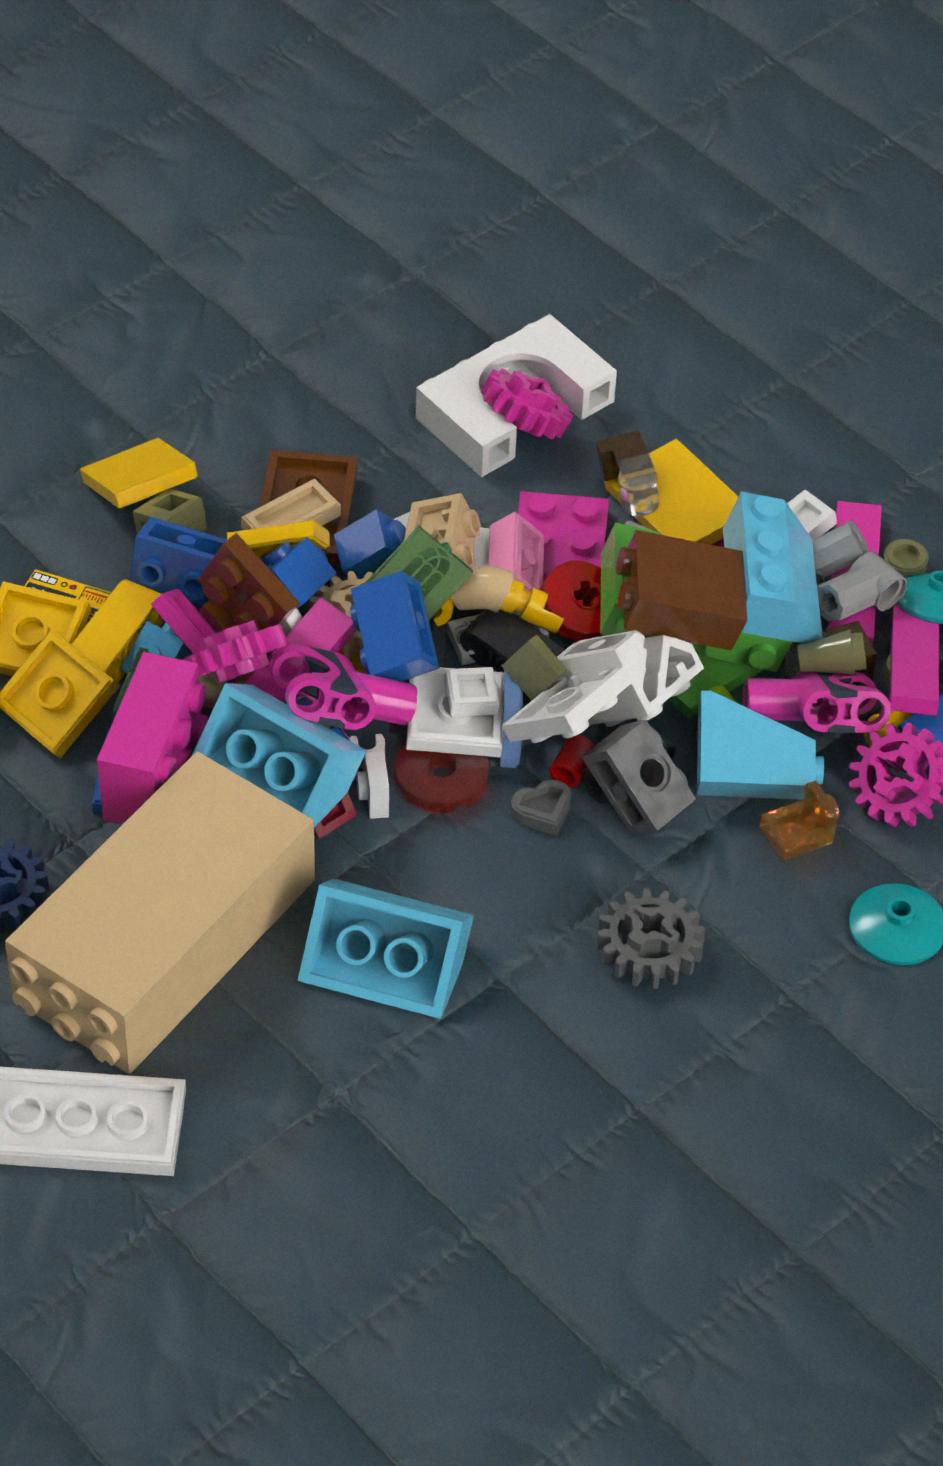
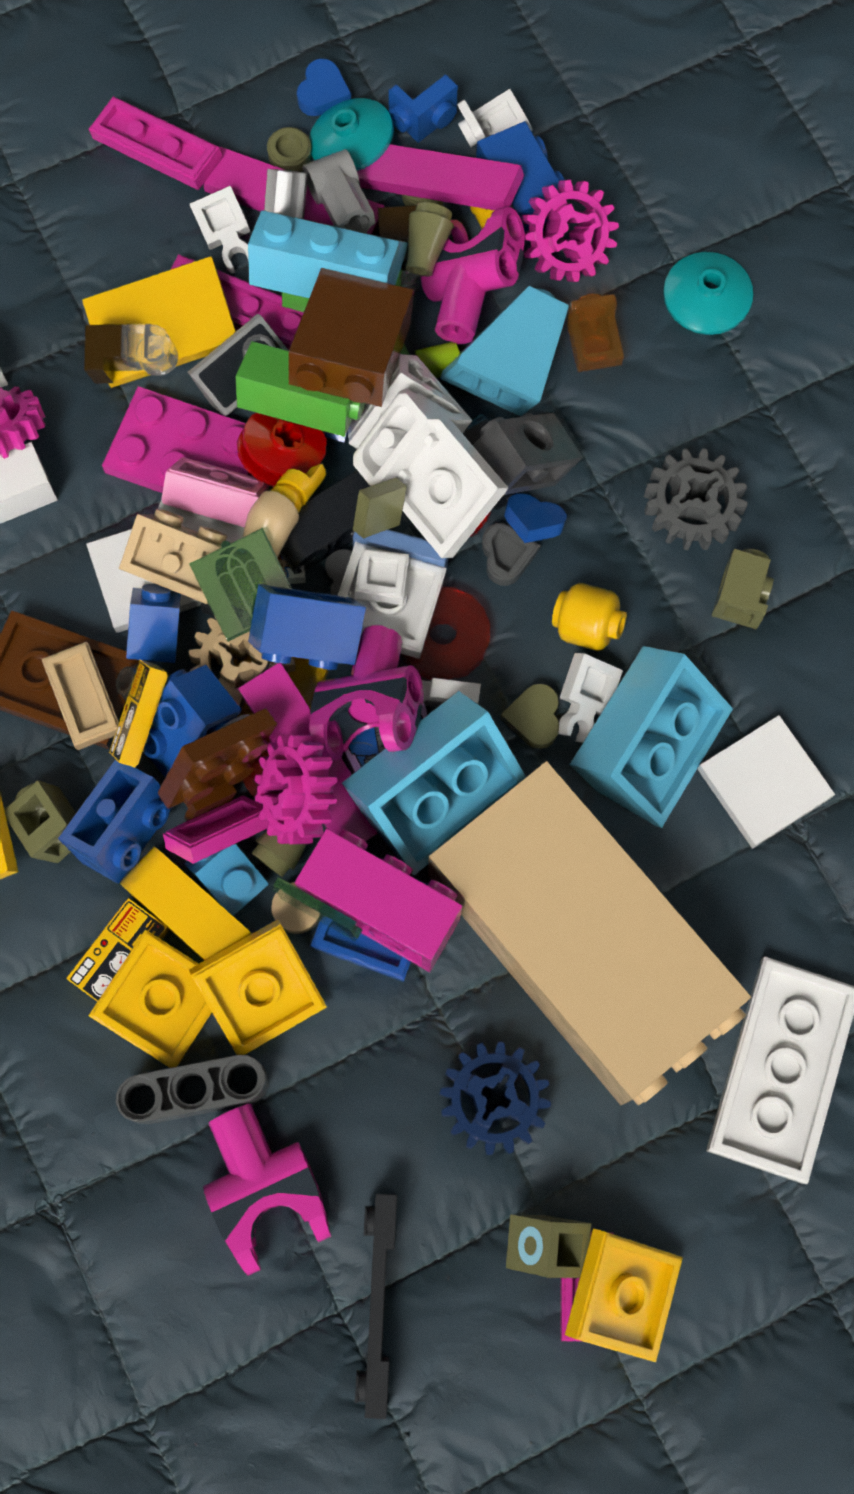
camera: 75 degrees left, 25 degrees up
(369, 1056) = (765, 781): none -> white tile
(380, 856) = (534, 716): none -> olive tile
(418, 881) = (588, 689): none -> white plate
(494, 868) = (588, 616): none -> yellow head
(569, 993) = (744, 588): none -> olive brick
(583, 814) = (533, 518): none -> blue tile
(863, 459) = (155, 143): none -> dark pink tile

